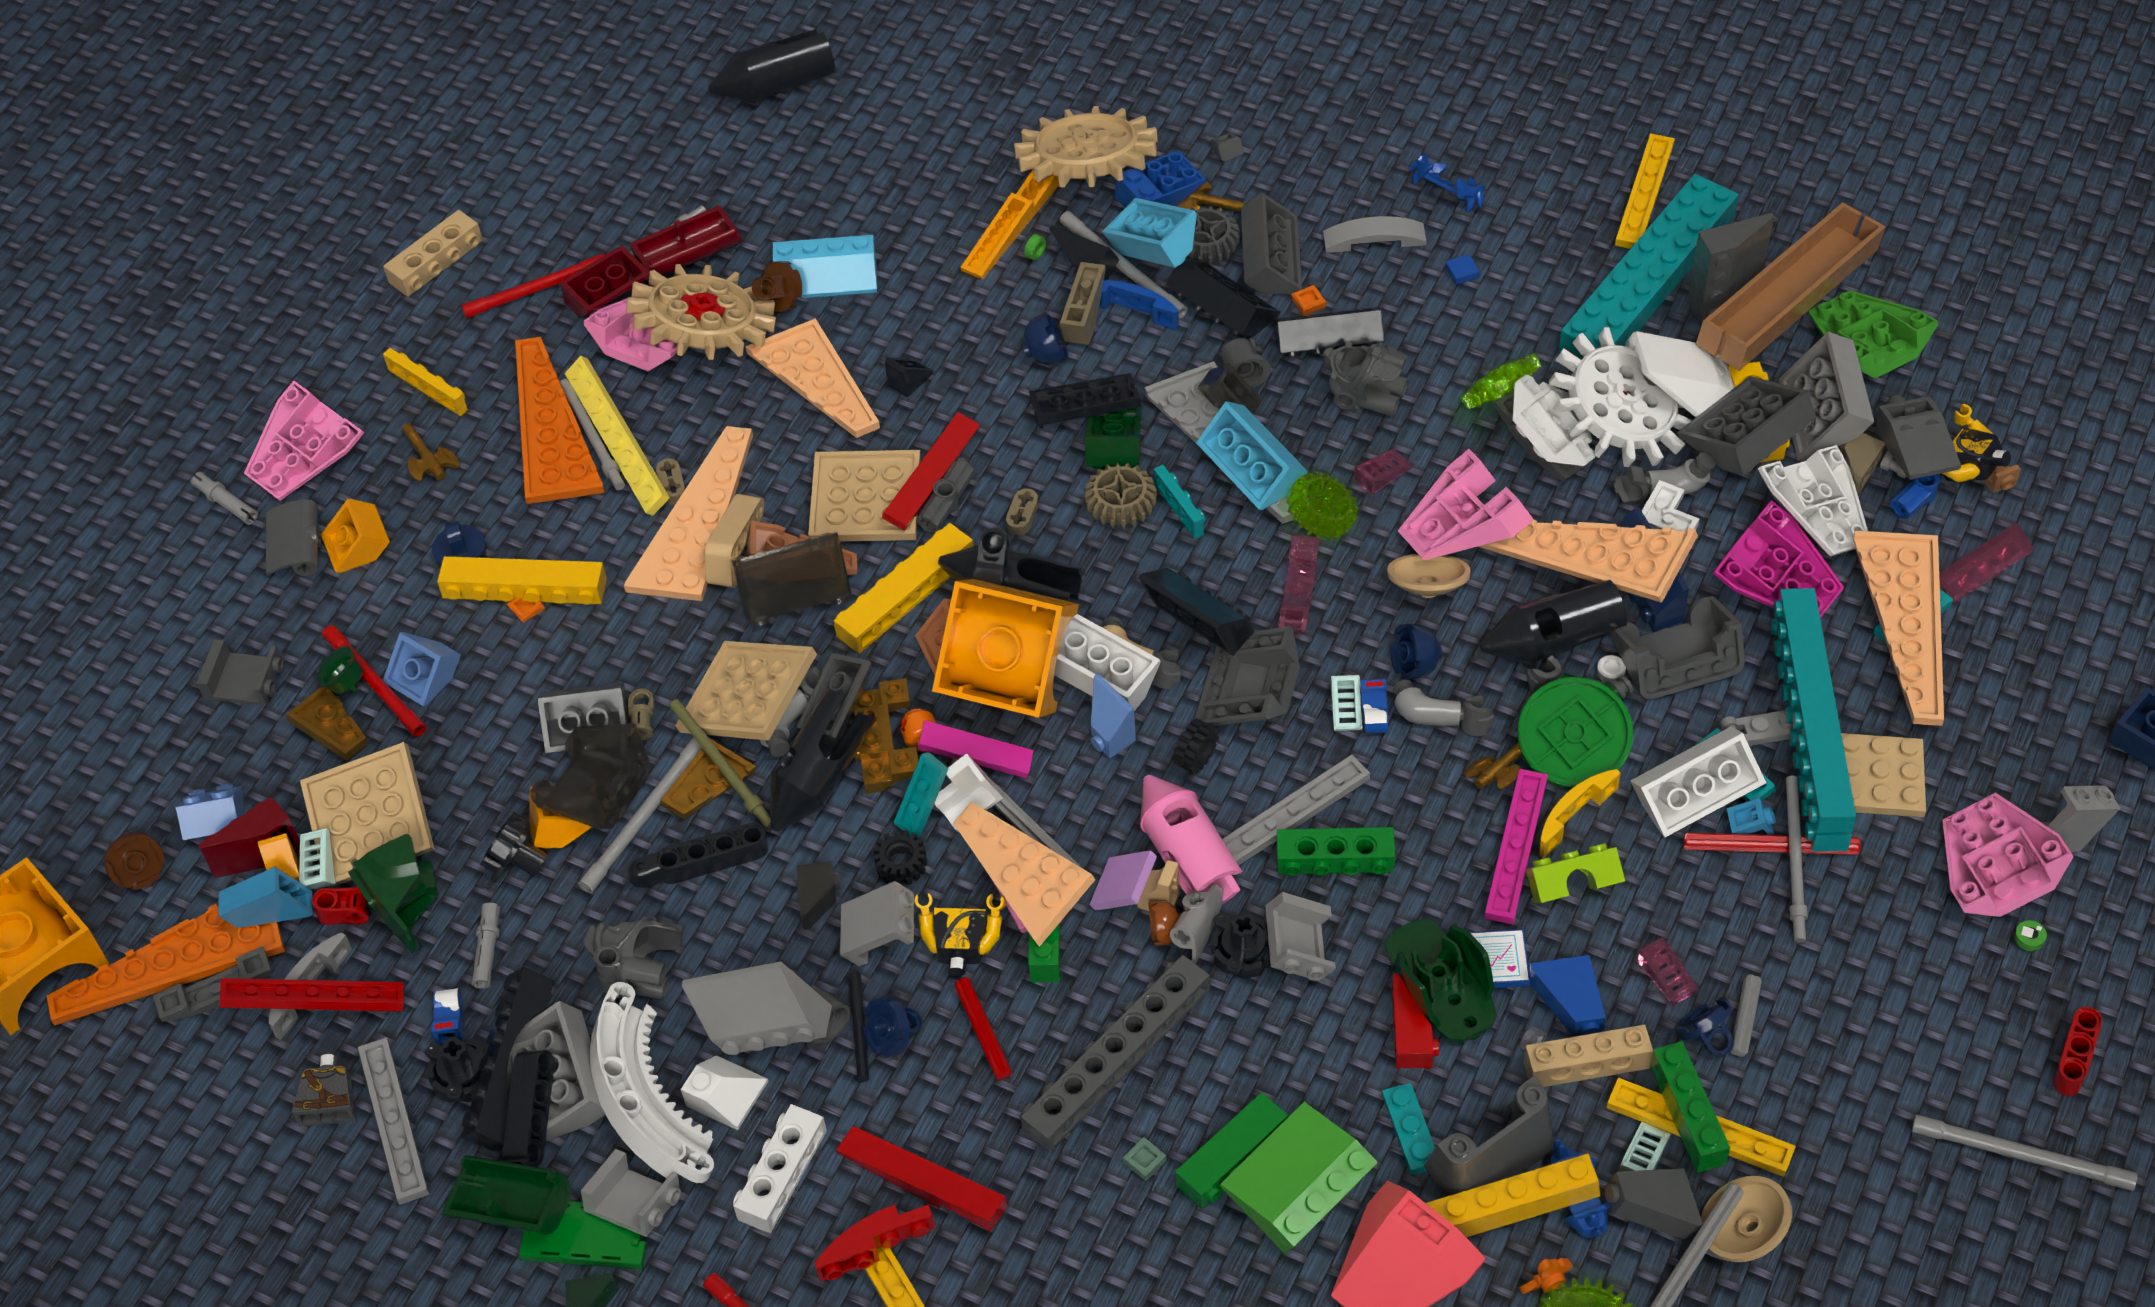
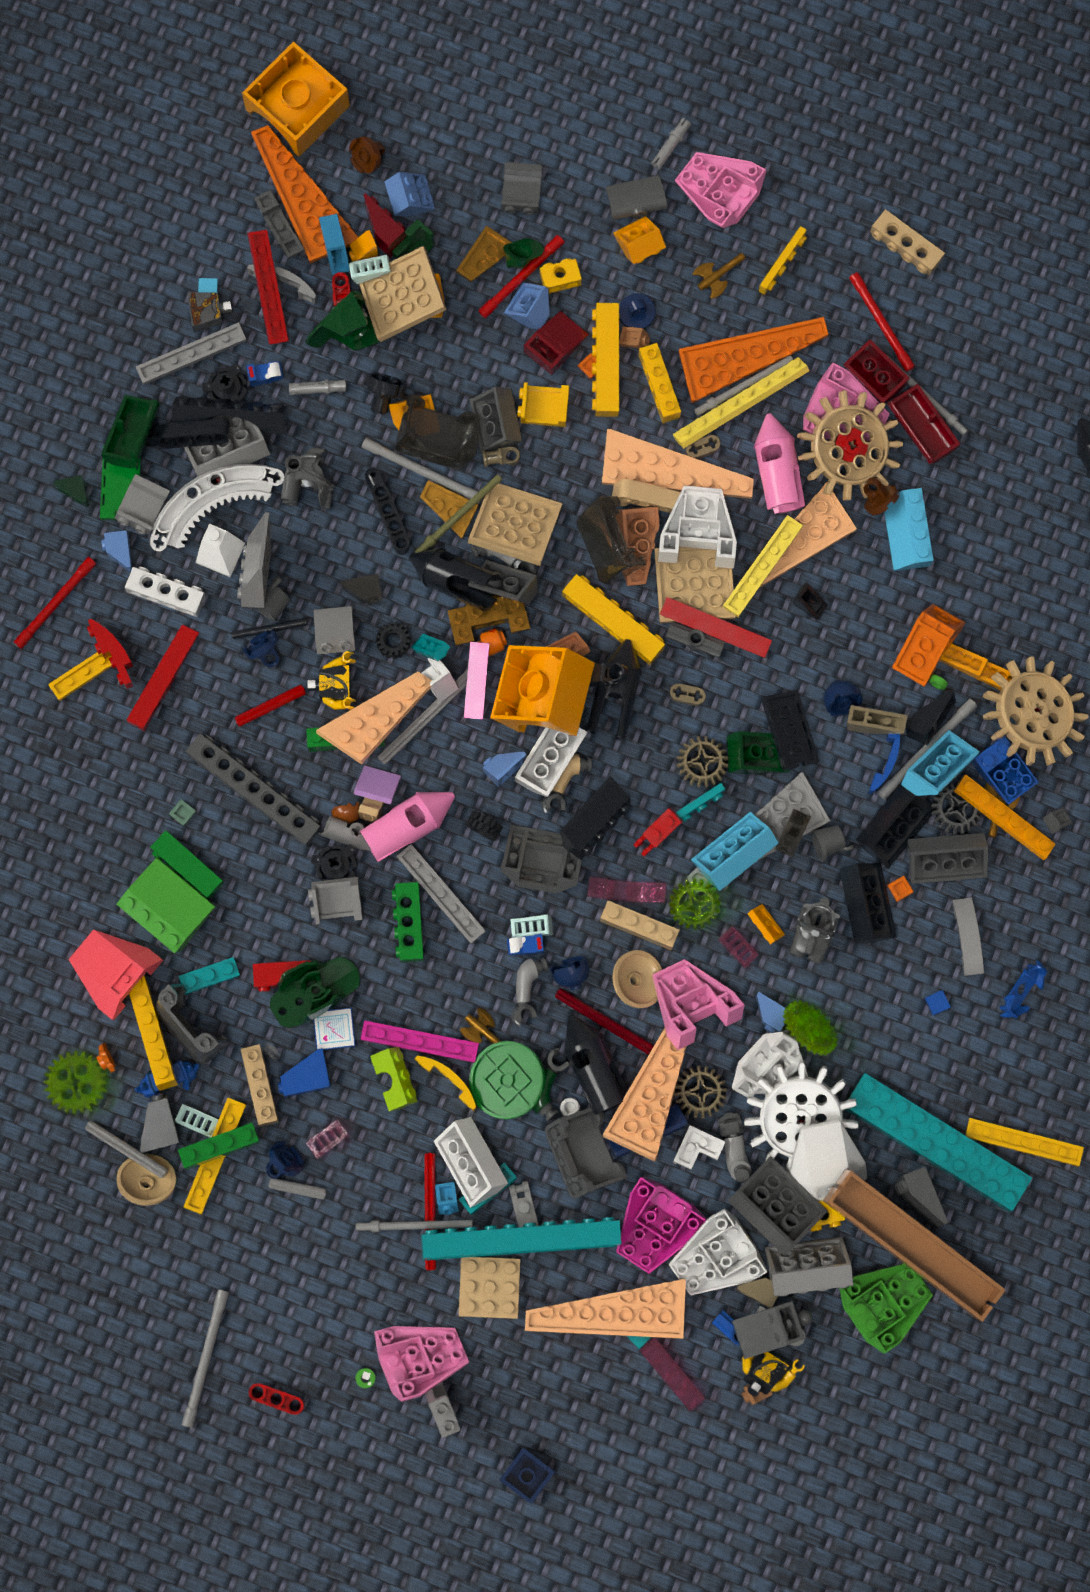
camera: 80 degrees right, 25 degrees up
(284, 789) = (415, 237): none -> dark green panel
(284, 1094) = (208, 285): none -> medium azure tile
(383, 624) = (570, 280): none -> yellow brick
(486, 641) = (554, 342): none -> dark red slope
(498, 545) = (634, 337): none -> medium nougat bracket
(569, 520) = (659, 383): none -> yellow brick
(574, 655) = (543, 405): none -> yellow panel
(699, 1234) = (118, 548): none -> medium blue slope
(716, 388) = (778, 467): none -> bright pink piece
(785, 470) = (701, 522): none -> white wedge
(854, 412) = (762, 566): none -> light yellow plate
(988, 247) = (926, 643): none -> orange bracket
(1217, 543) = (659, 830): none -> red hinge
(1228, 180) = (1004, 817): none -> light orange plate
(1350, 572) = (639, 925): none -> tan brick
(1361, 432) = (766, 924): none -> light orange plate
(1478, 433) = (770, 1013): none -> medium blue slope
(1486, 622) = (604, 1021): none -> dark red axle
(1586, 505) = (691, 1093): none -> dark tan gear

